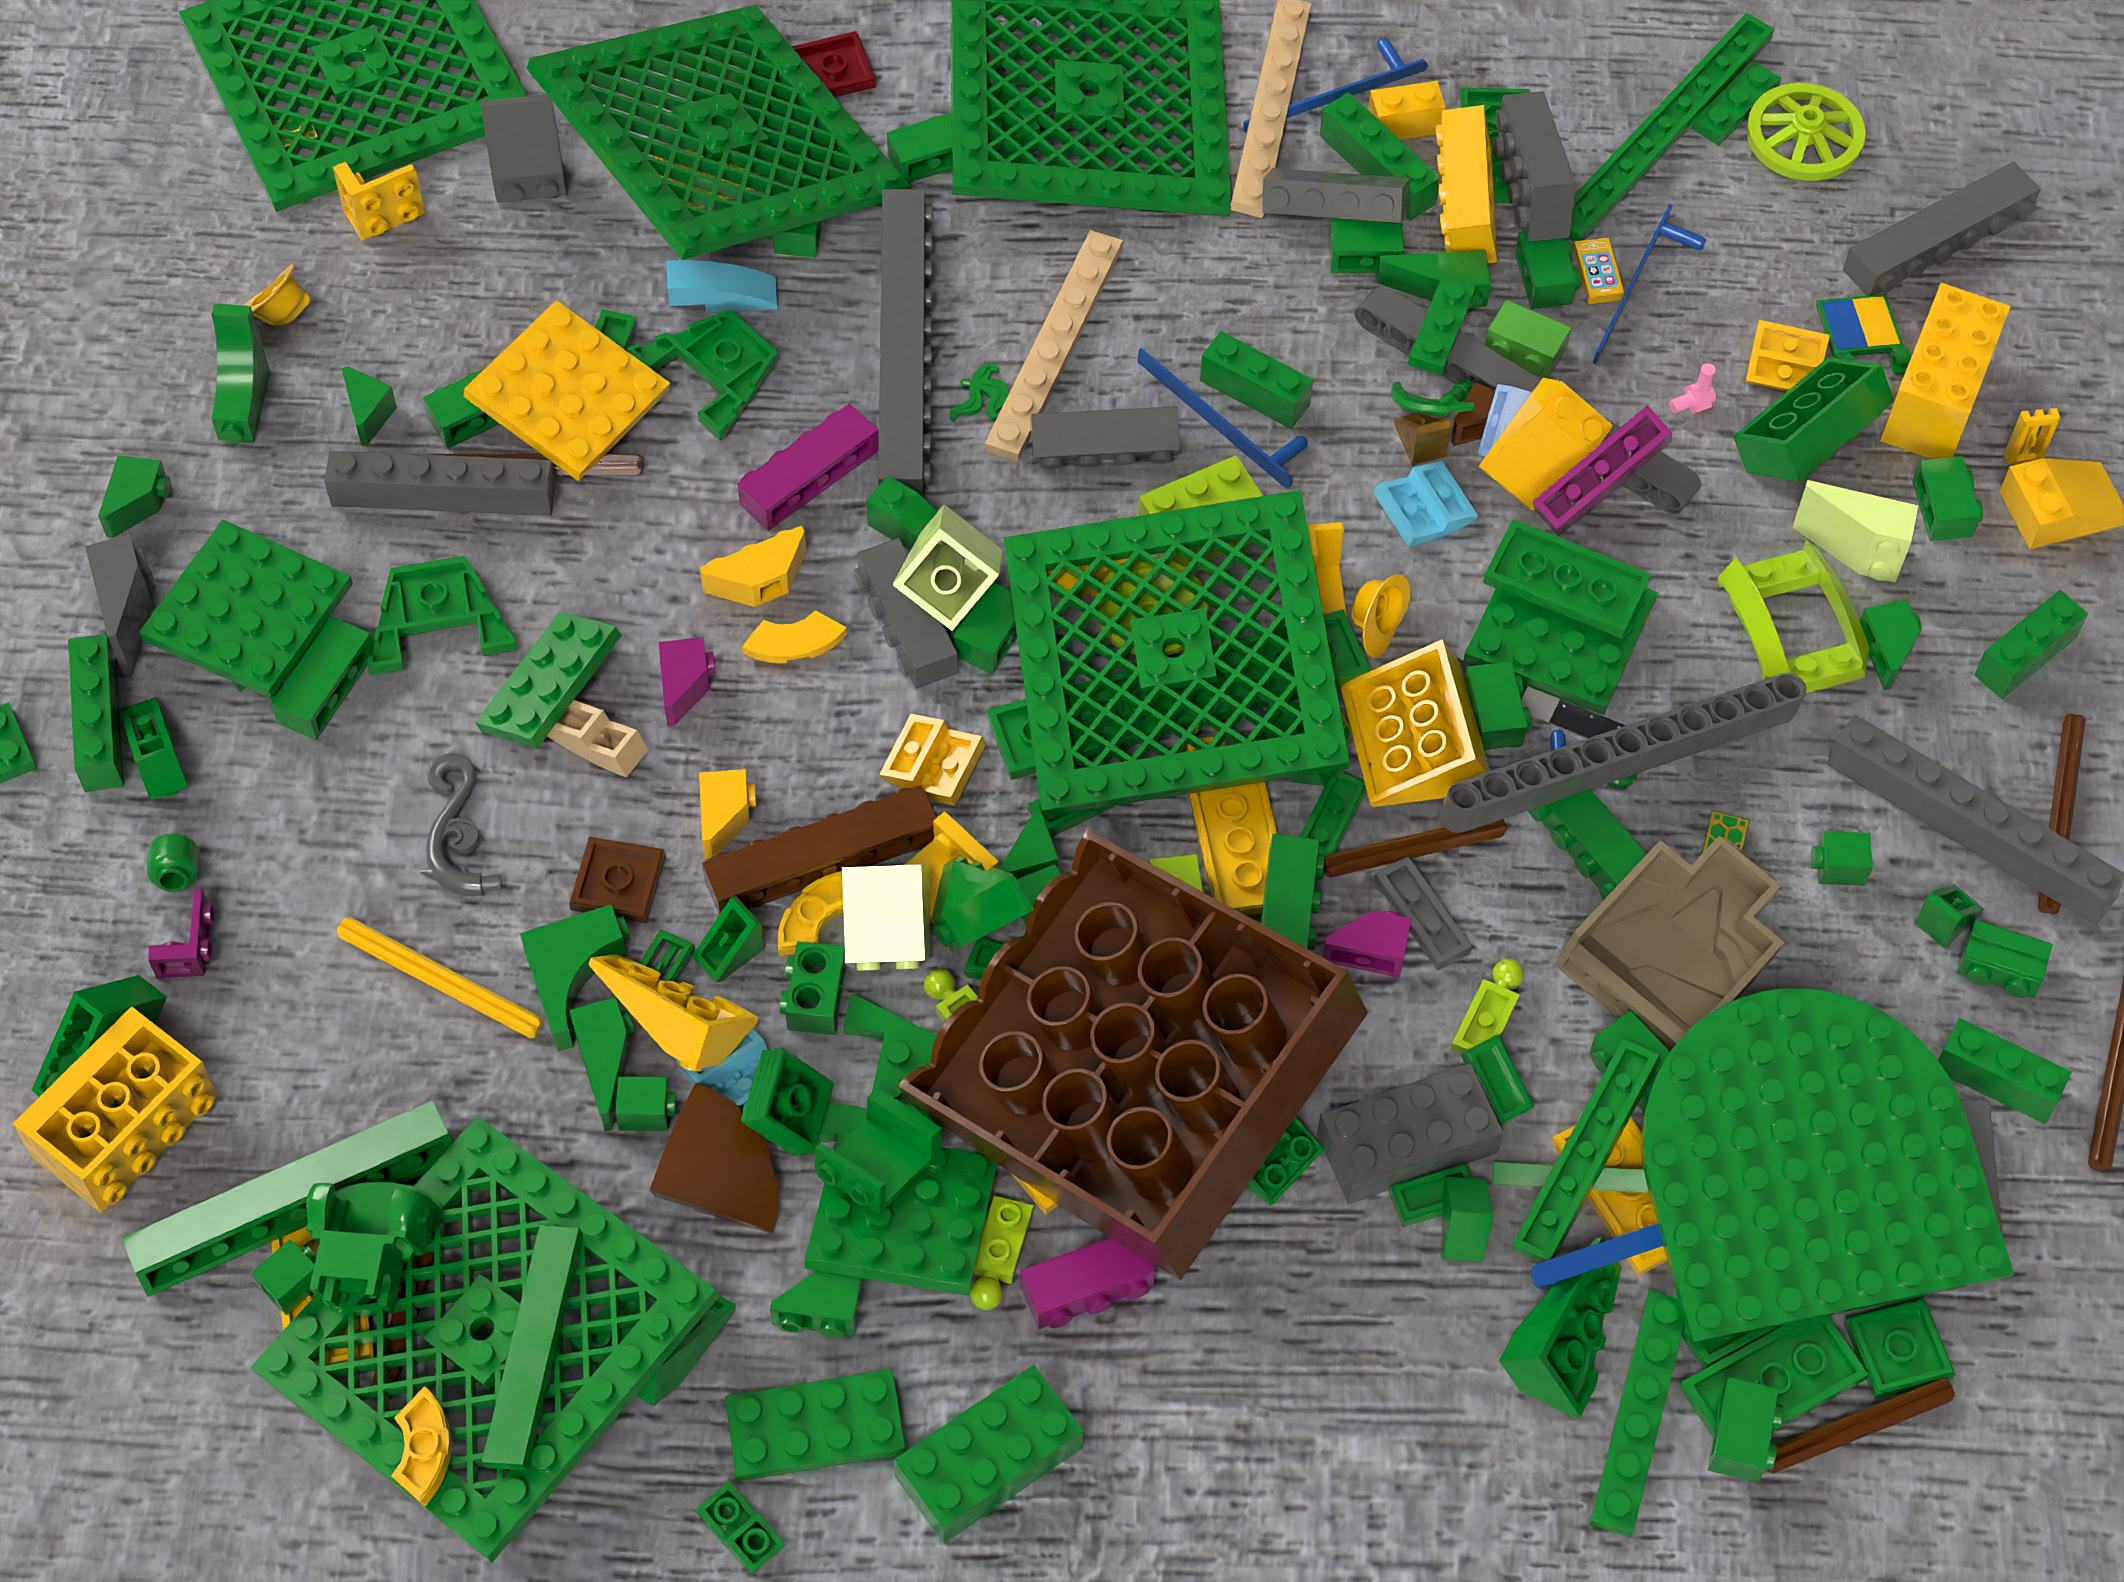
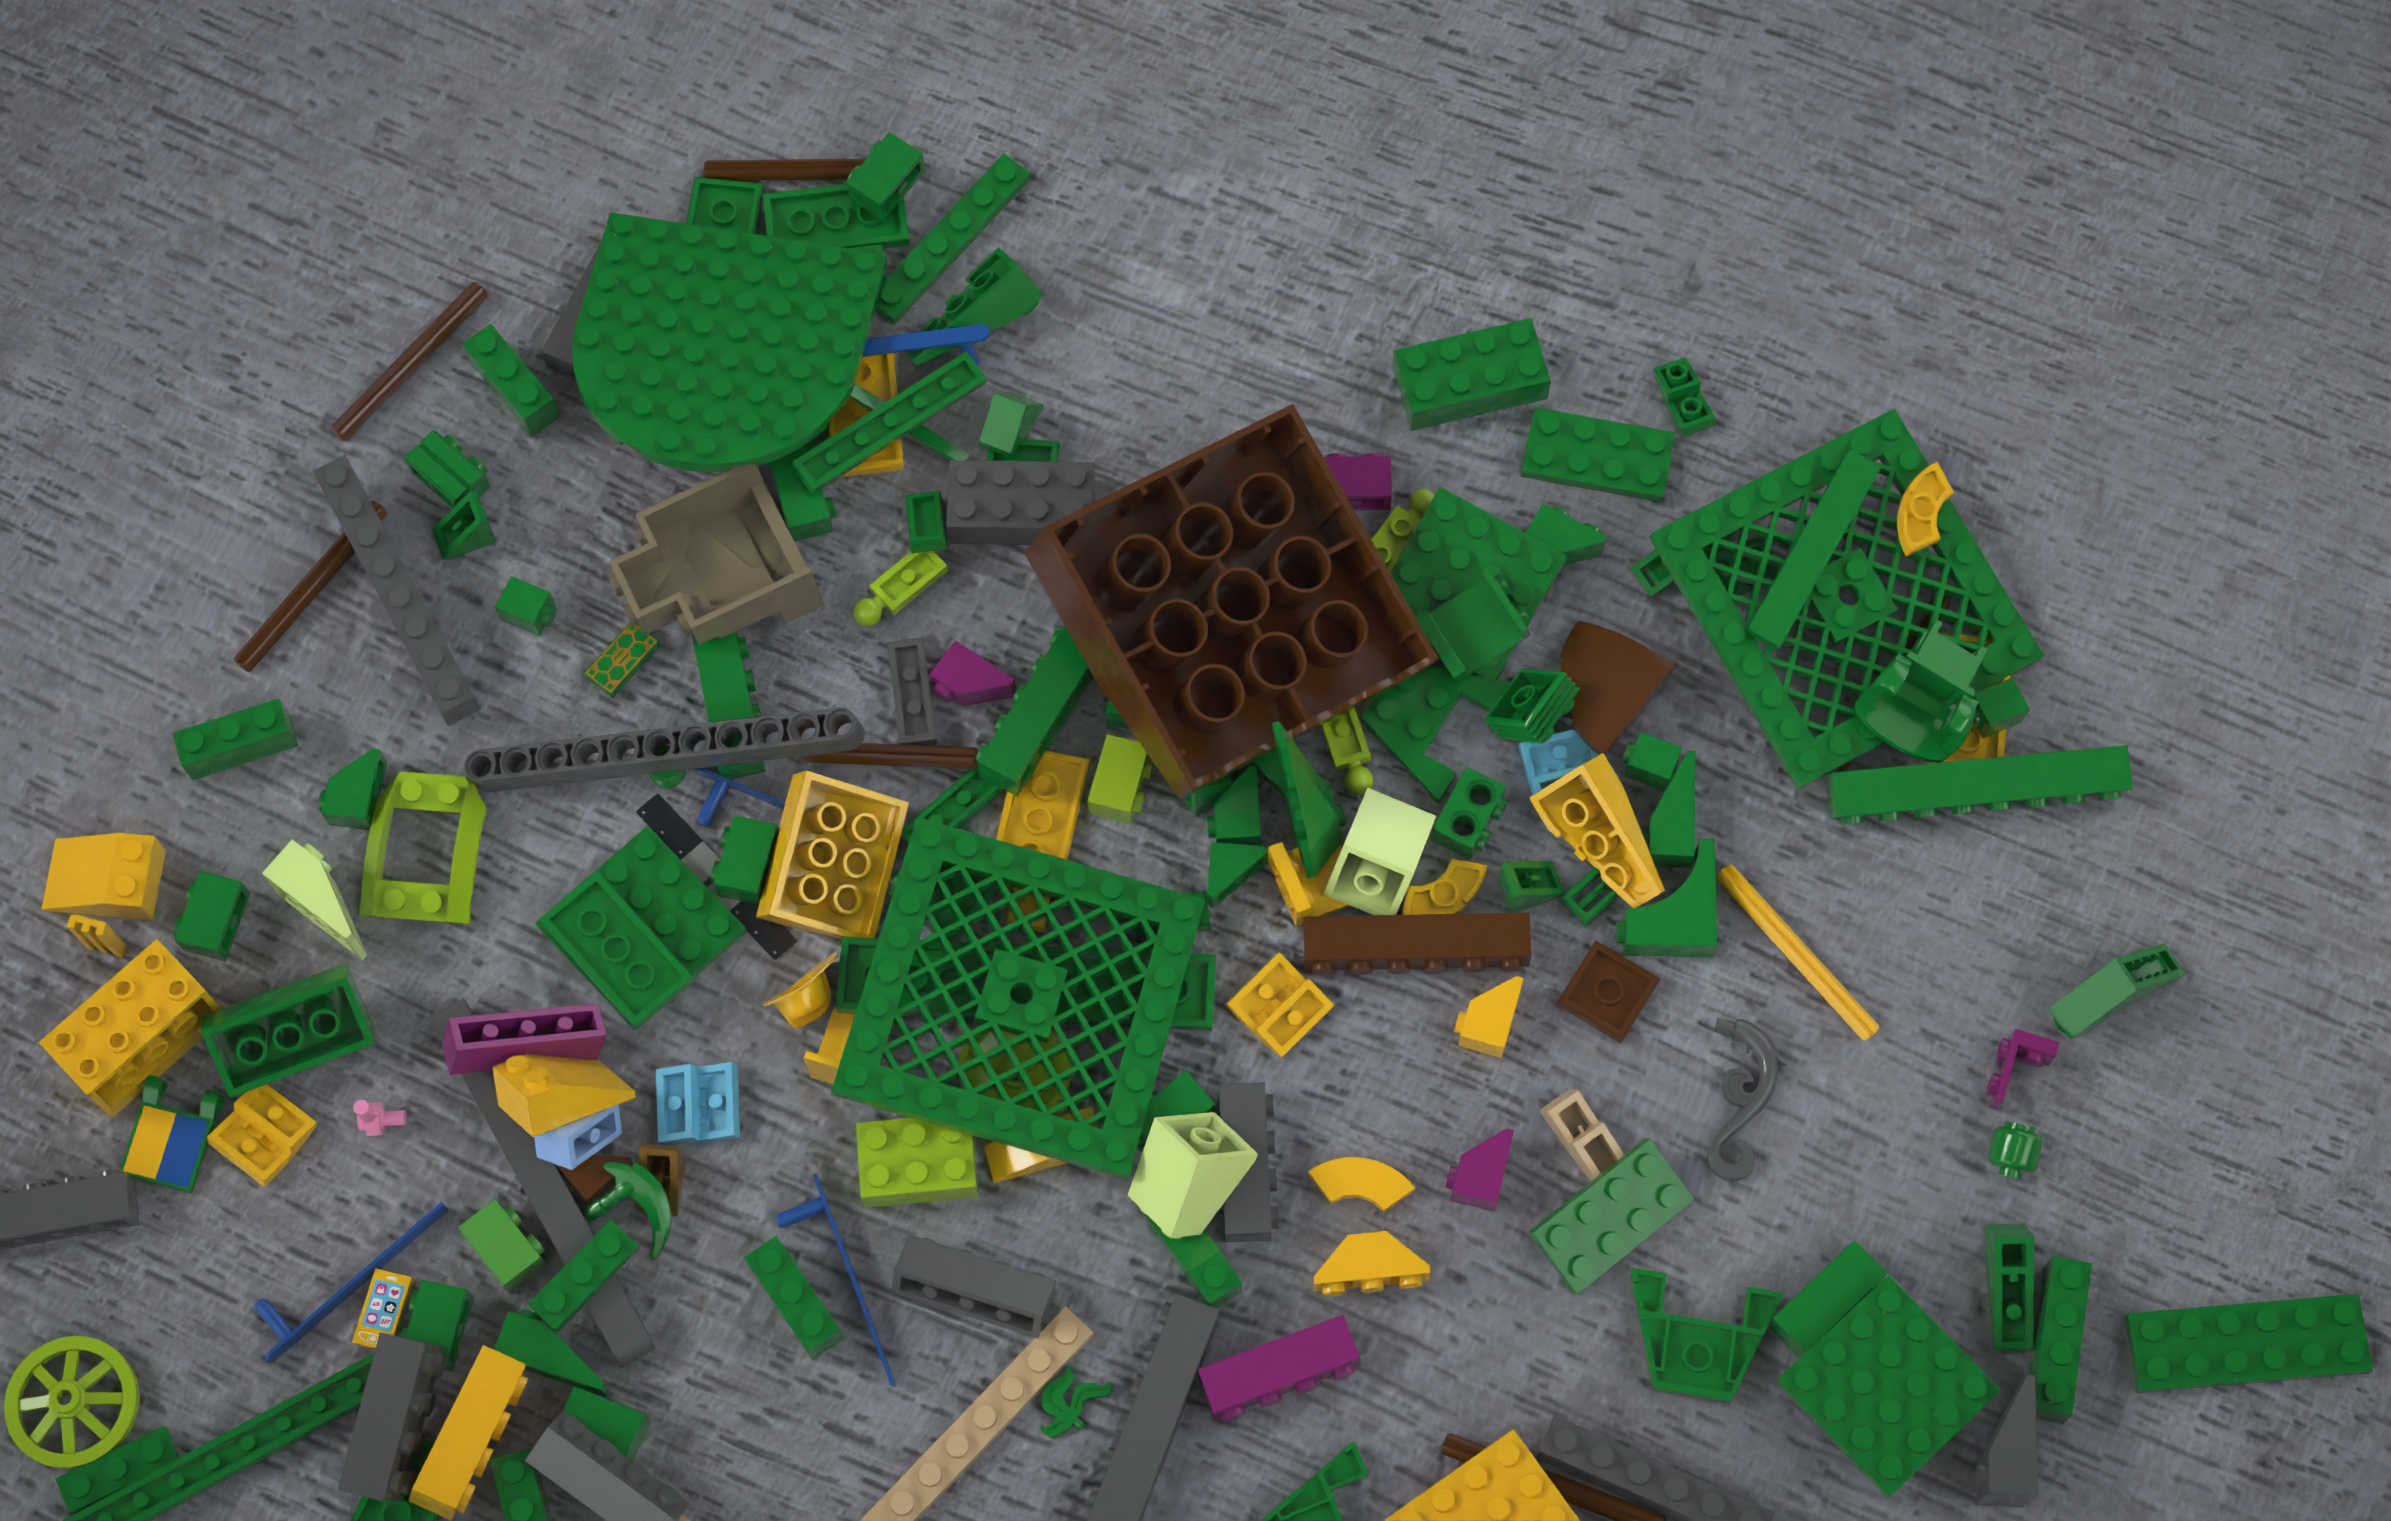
camera: 155 degrees left, 10 degrees up
(116, 1110) = (2114, 903): yellow brick -> none

